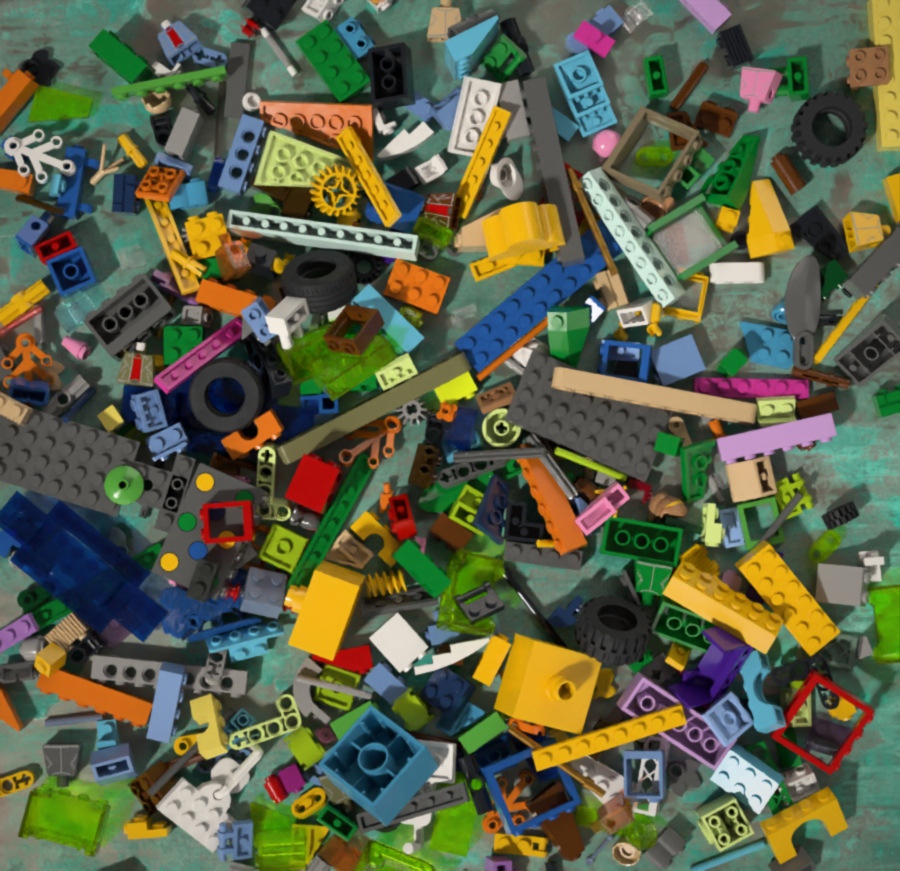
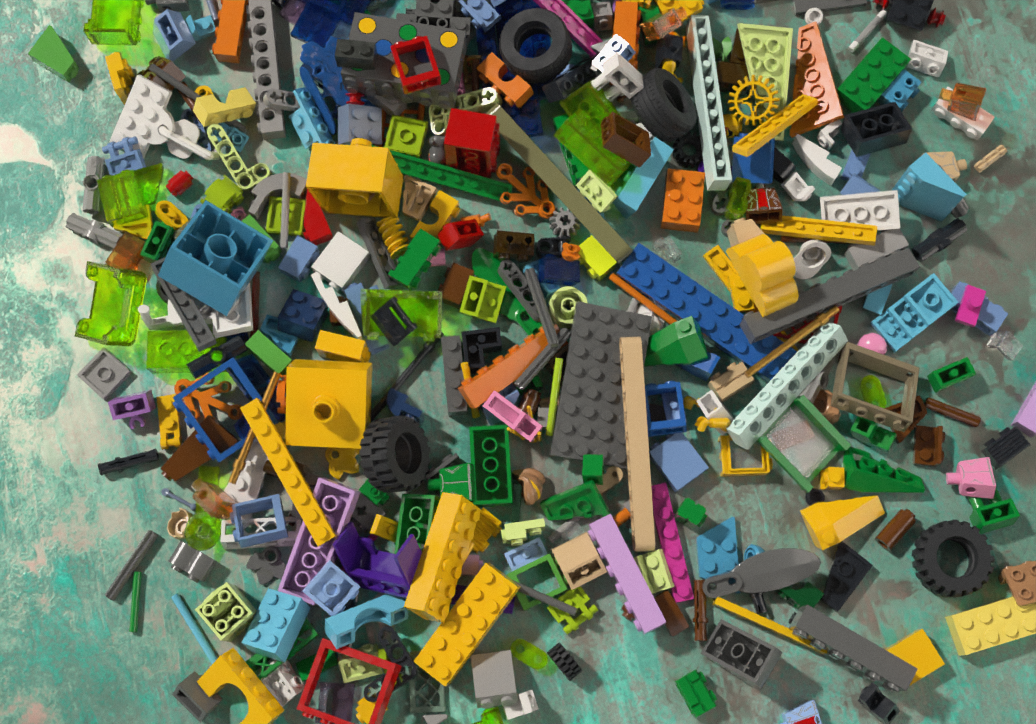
camera: 80 degrees right, 10 degrees down
(166, 702) = (239, 65): medium blue brick -> none
(247, 126) = (770, 14): medium blue brick -> none
(292, 778) = (191, 194): magenta brick -> none
(321, 403) = (547, 142): blue brick -> none
(412, 315) = (653, 201): lime head -> none
(413, 709) = (277, 286): lime brick -> none
(491, 509) = (484, 313): dark blue wing -> none
(495, 398) = (595, 293): medium nougat bracket -> none
(499, 54) = (925, 222): green plate -> none
(641, 486) = (540, 463): dark red bracket -> none
(737, 273) = (781, 501): white beam -> none
(863, 231) = (860, 616): yellow torso -> none

